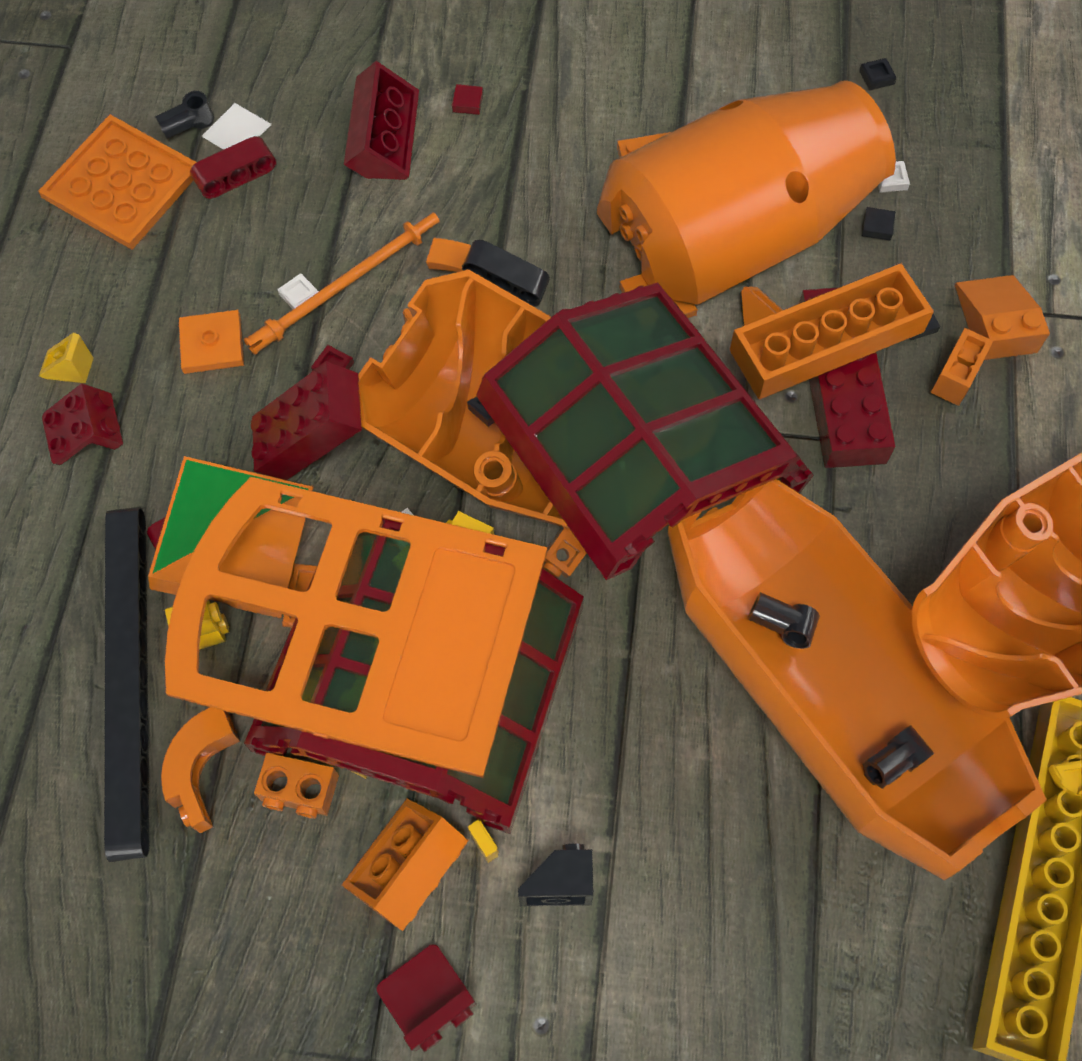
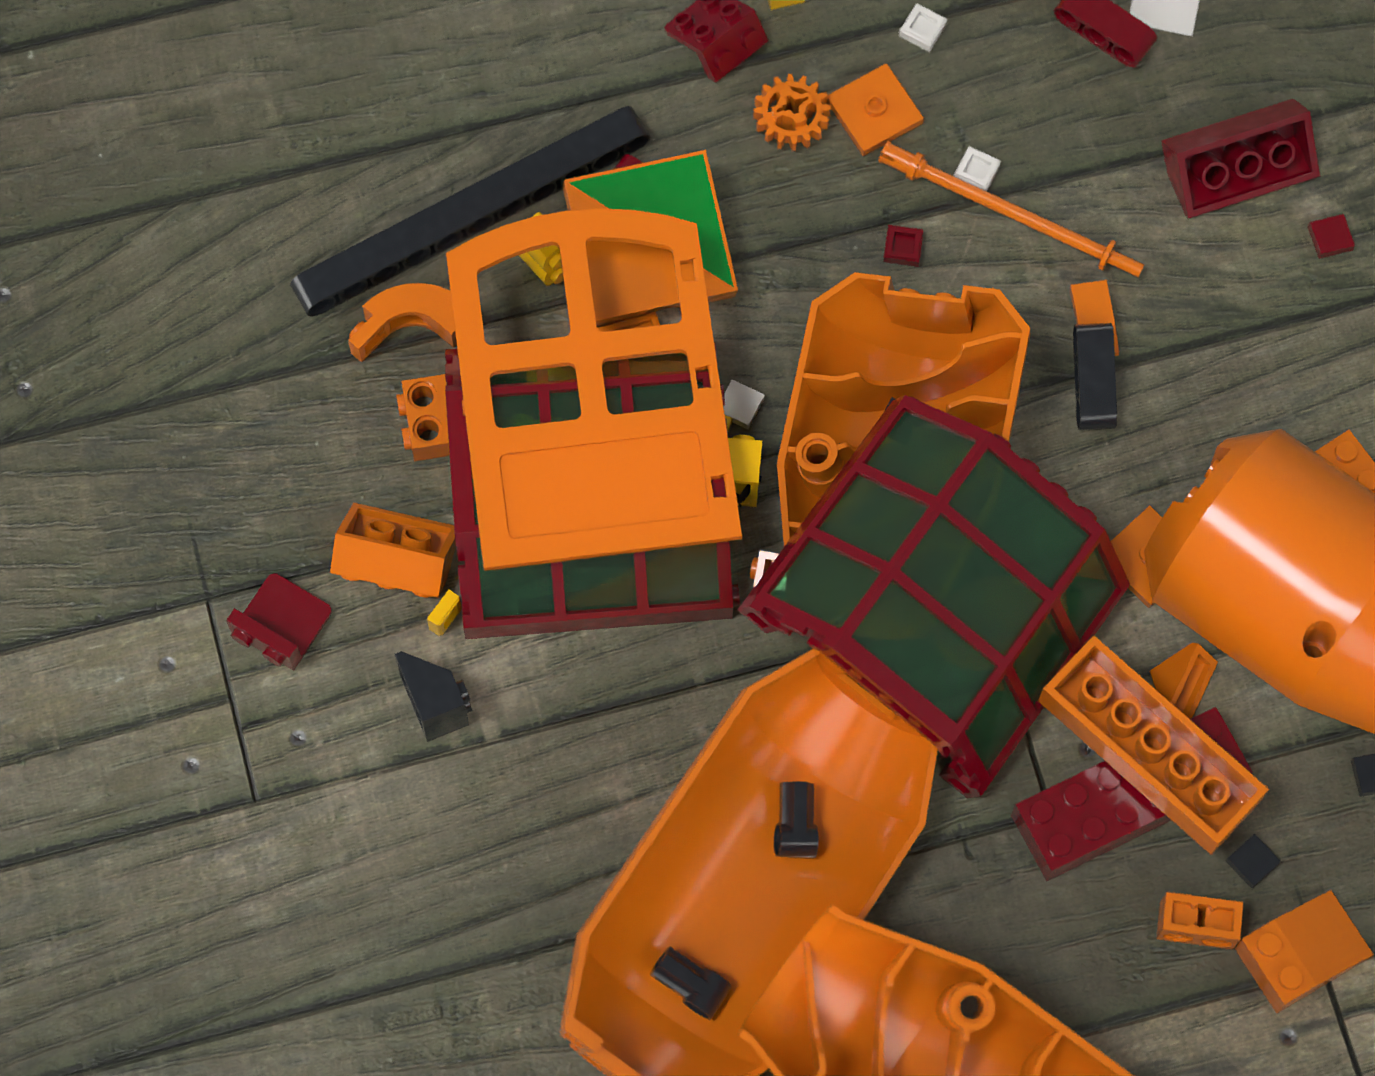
camera: 65 degrees right, 5 degrees up
(164, 284) = (923, 27): none -> white tile
(180, 396) = (789, 117): none -> orange gear
(306, 421) = (799, 248): dark red brick -> none

